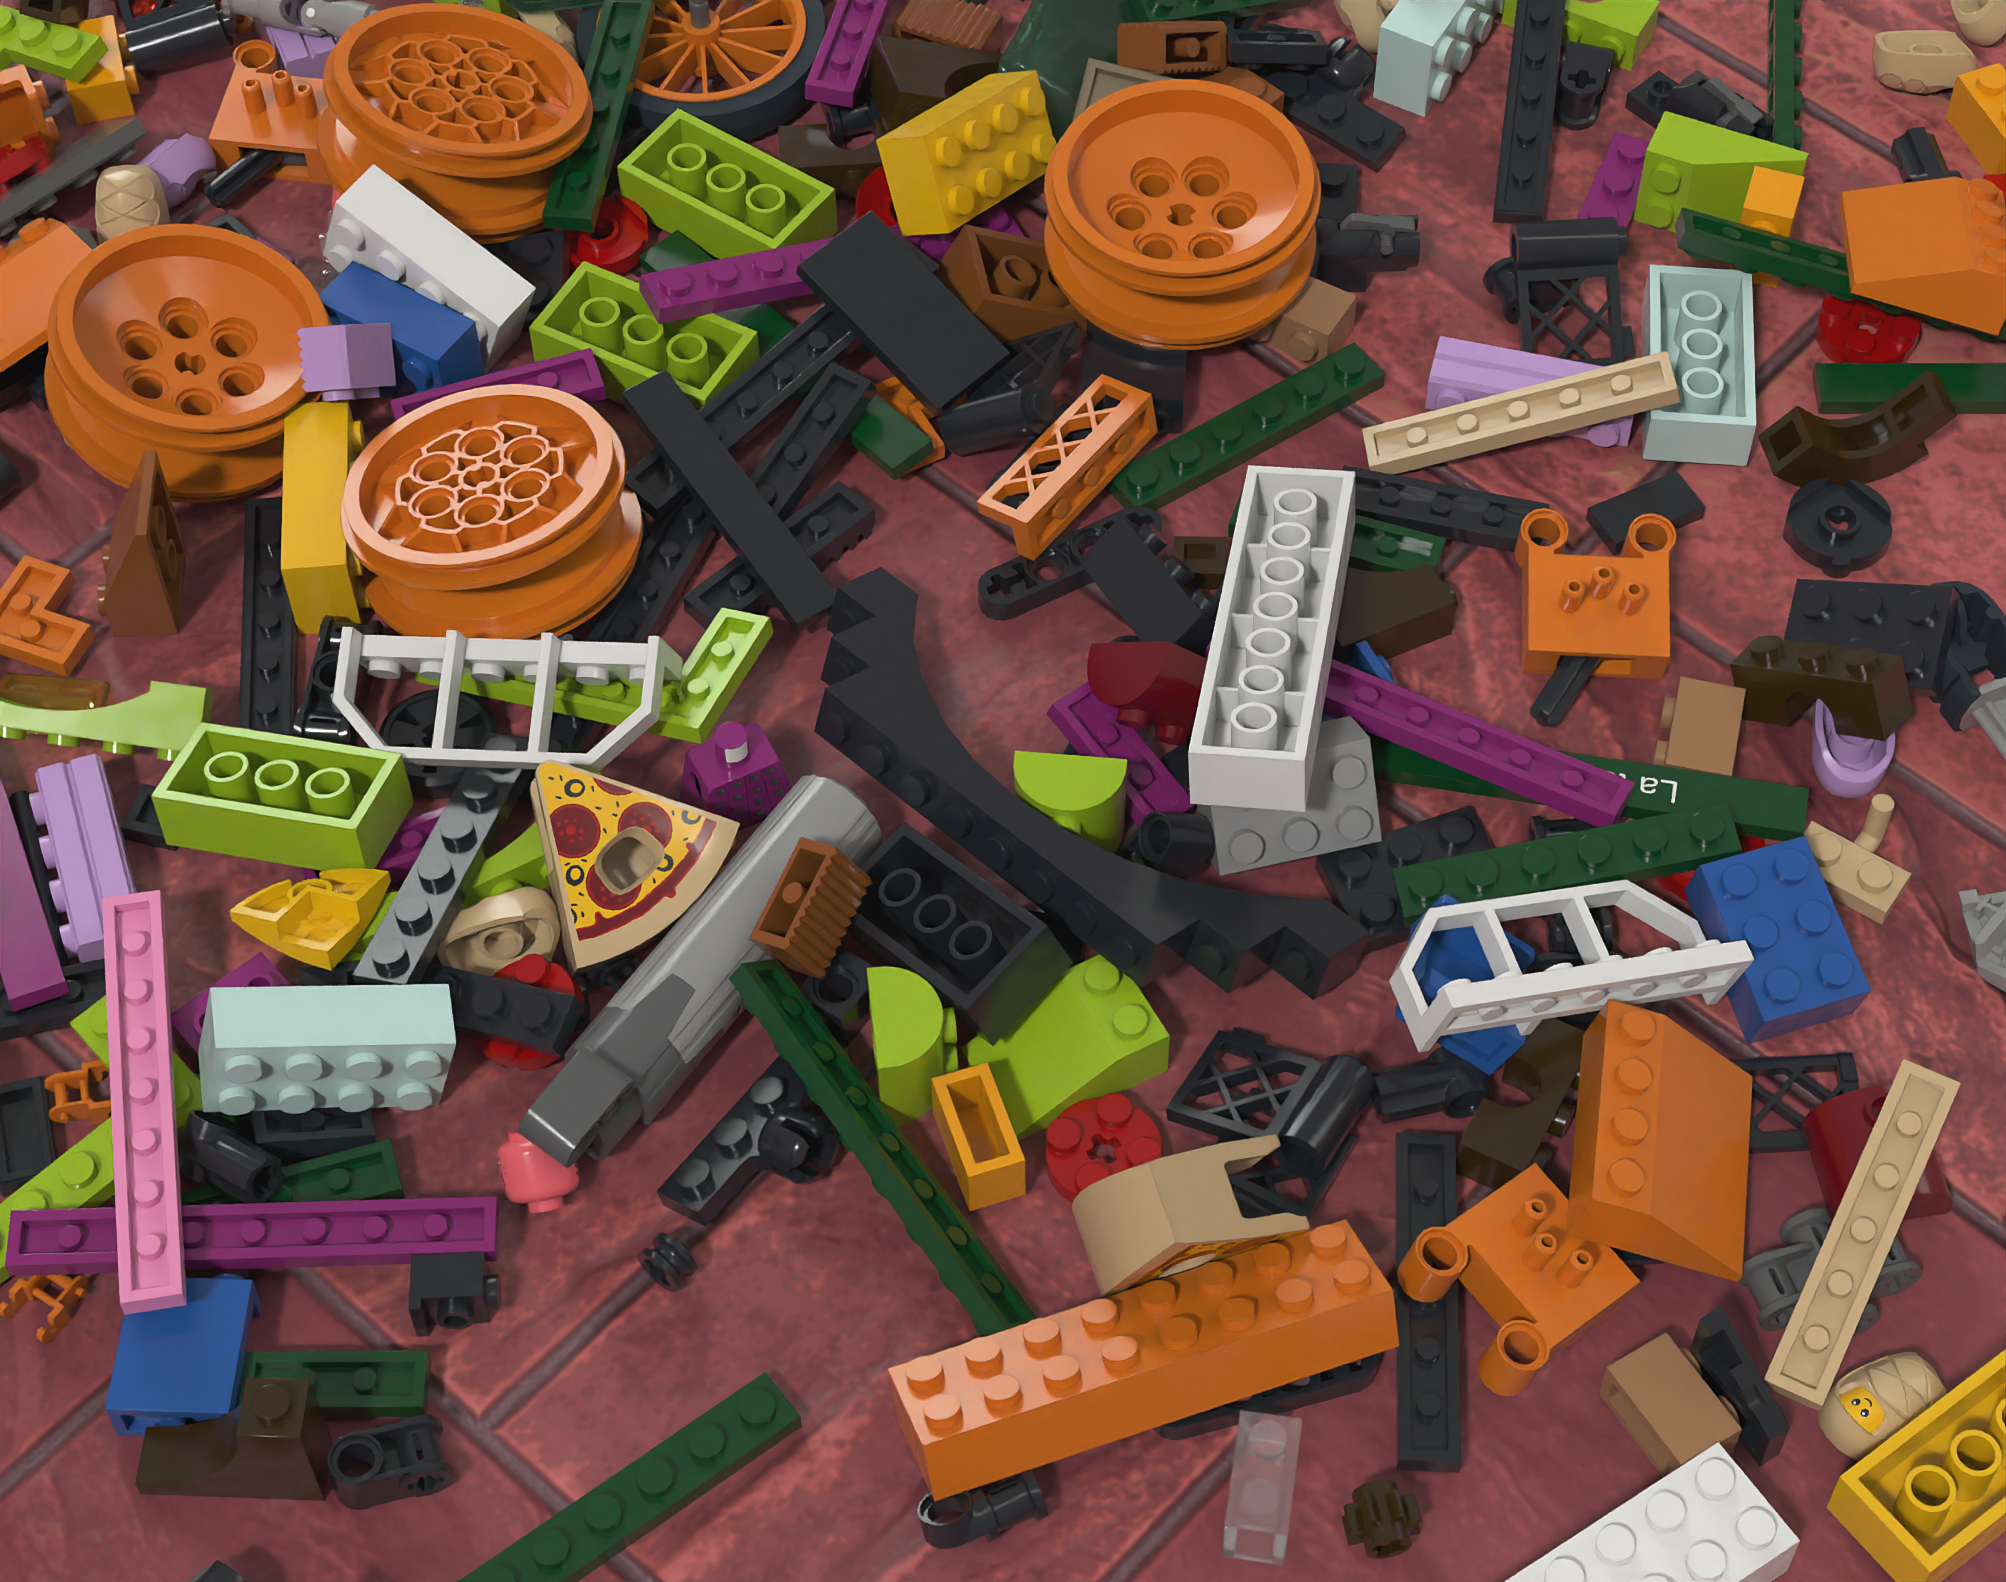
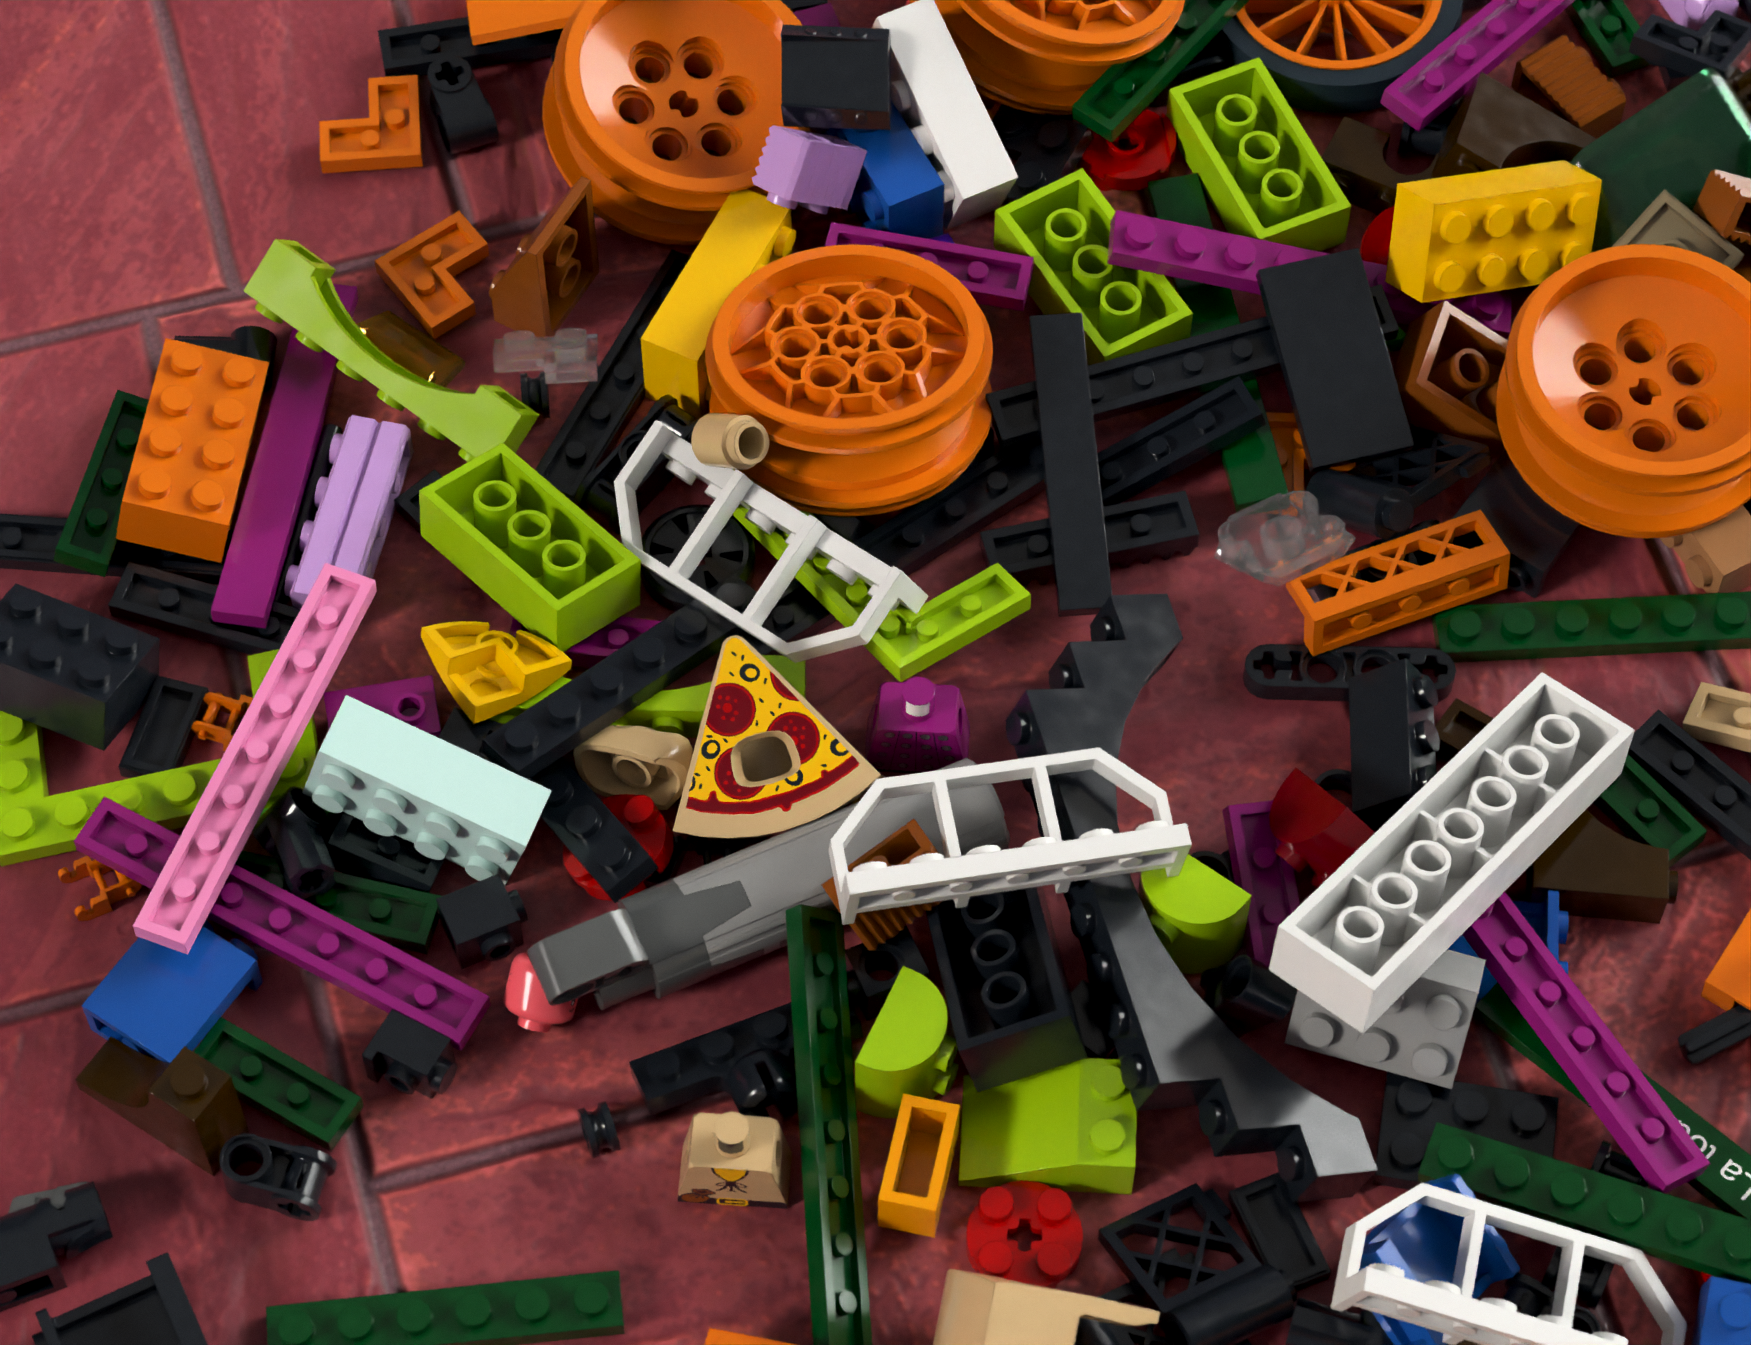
camera: 30 degrees right, 5 degrees up
(198, 672) = (535, 393): none -> black bush
(207, 629) = (564, 357): none -> clear plate
(329, 269) = (836, 78): none -> black slope
(427, 608) = (729, 441): none -> tan brick
(441, 1142) = (482, 921): none -> black brick
(808, 1222) = (735, 1161): none -> tan torso
(900, 838) = (995, 870): none -> white plate
(950, 476) = (1282, 538): none -> clear slope
(1309, 1029) = (1279, 1230): none -> black tile

